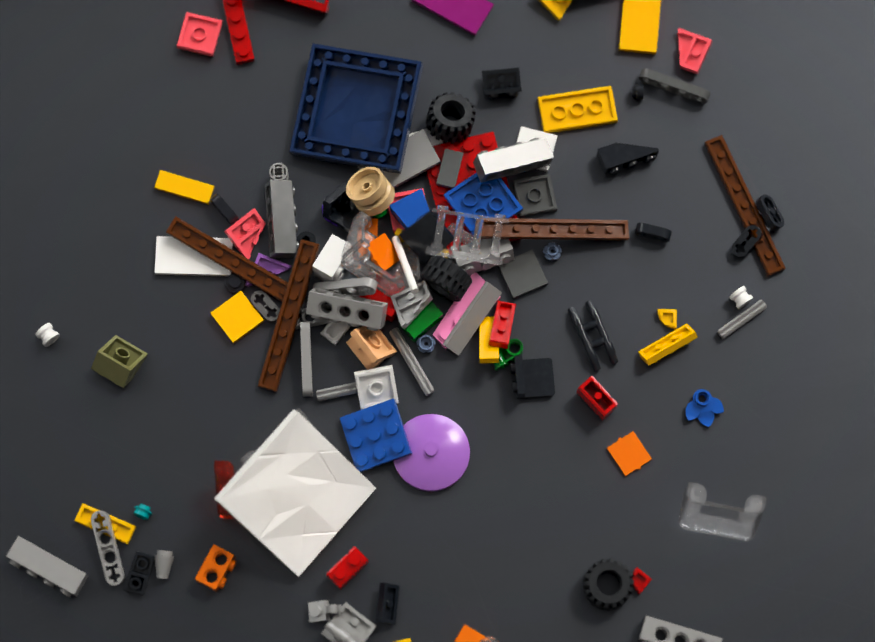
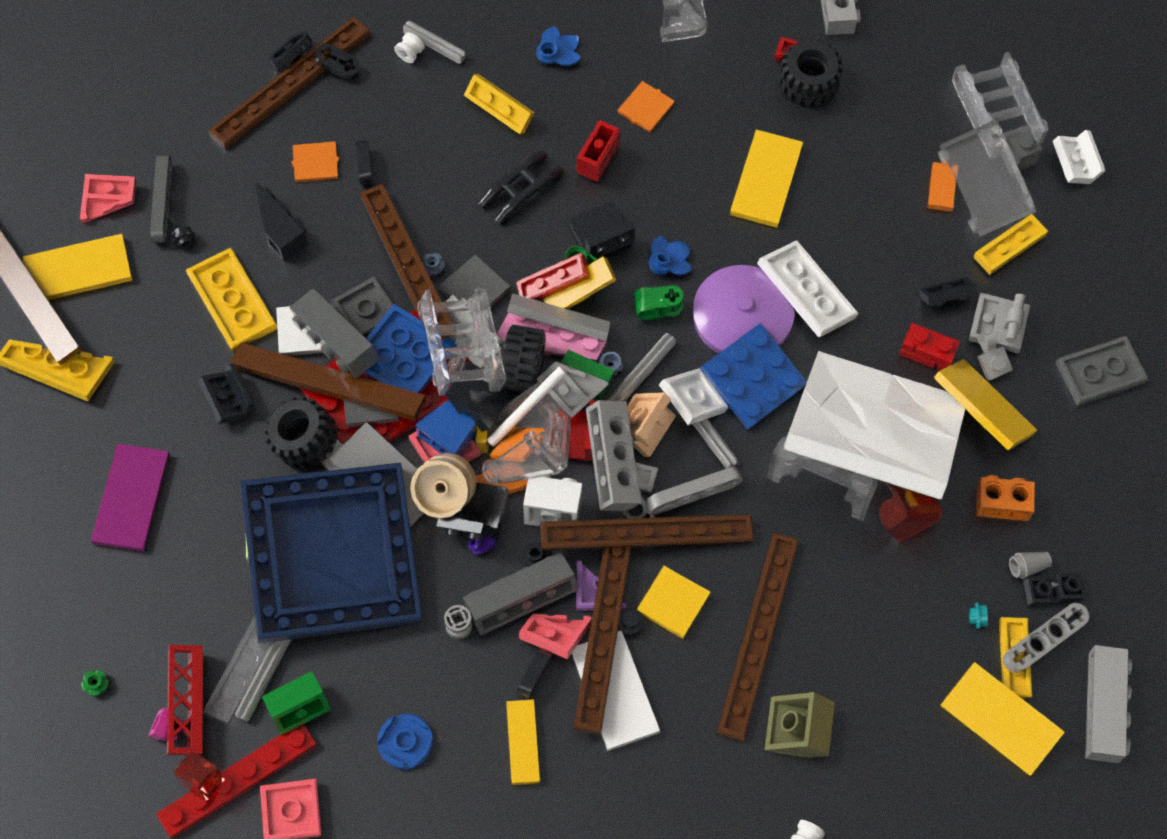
camera: 110 degrees left, 10 degrees down
(68, 493) = (1002, 719): none -> yellow tile
(192, 363) = (757, 637): none -> reddish brown tile
(216, 117) = (405, 741): none -> blue tile
(265, 57) = (296, 703): none -> green brick
(268, 304) = (639, 568): dark grey beam -> none
(288, 586) = (985, 404): none -> yellow tile
(290, 41) = (261, 680): none -> light grey axle
(297, 27) = (237, 676): none -> clear plate
(353, 287) = (585, 469): light grey beam -> none
(430, 504) = (807, 288): none -> white tile
(460, 392) = (656, 303): none -> green piece
(486, 141) = (329, 381): none -> reddish brown tile
(494, 421) = (669, 257): none -> blue plate
(533, 515) = (766, 178): none -> yellow tile
(668, 317) = (464, 117): yellow tile -> none
(669, 201) = (315, 161): none -> orange piece

